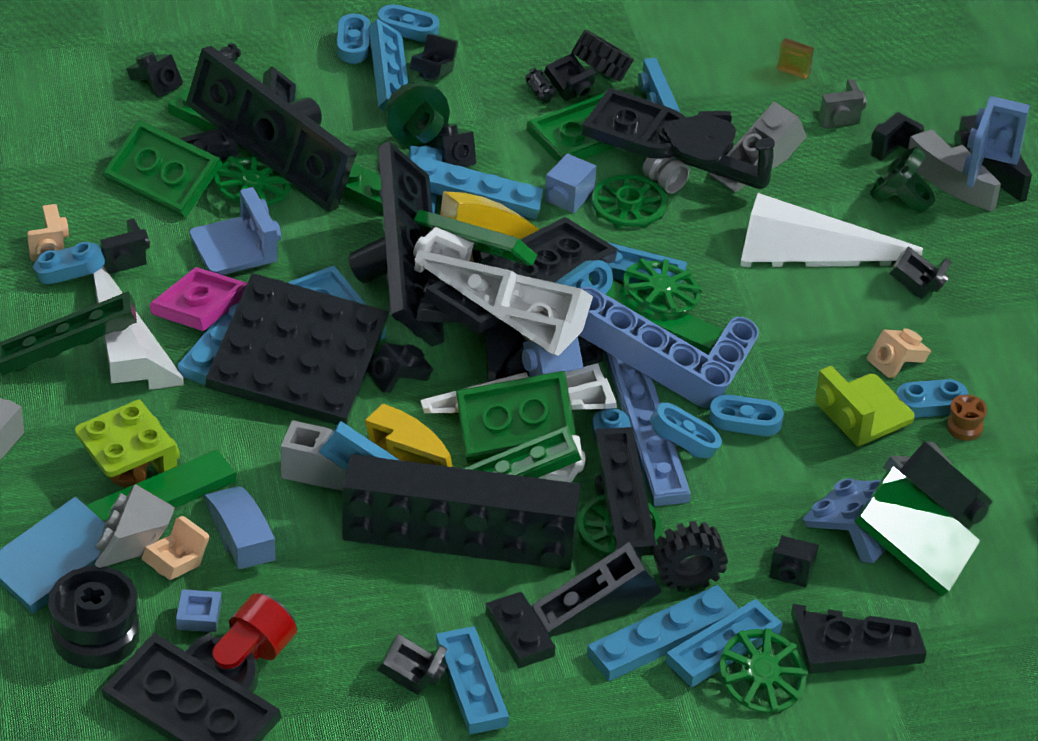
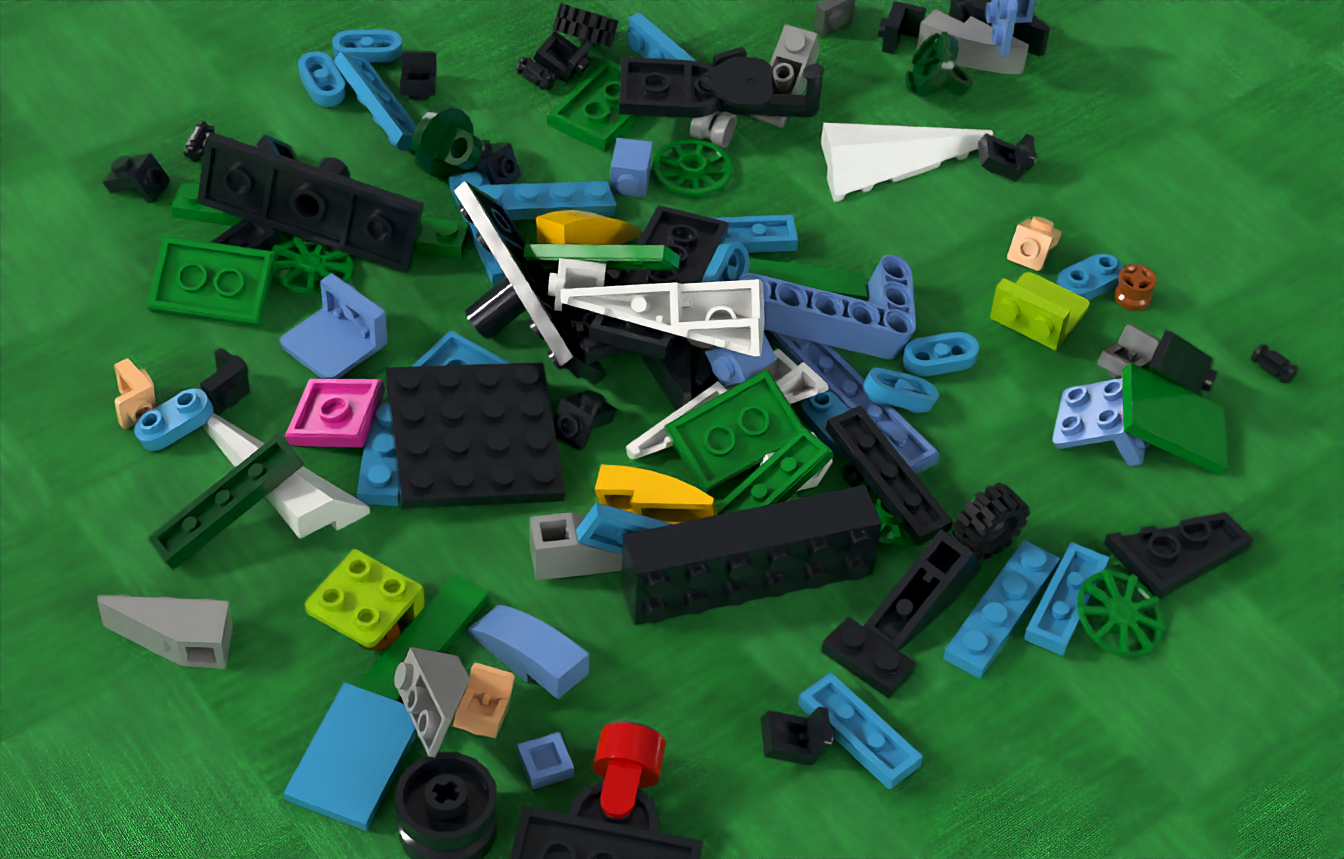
camera: 25 degrees left, 5 degrees up
(661, 286) = (790, 248): green wheel -> none
(793, 561) = (1074, 488): black bracket -> none

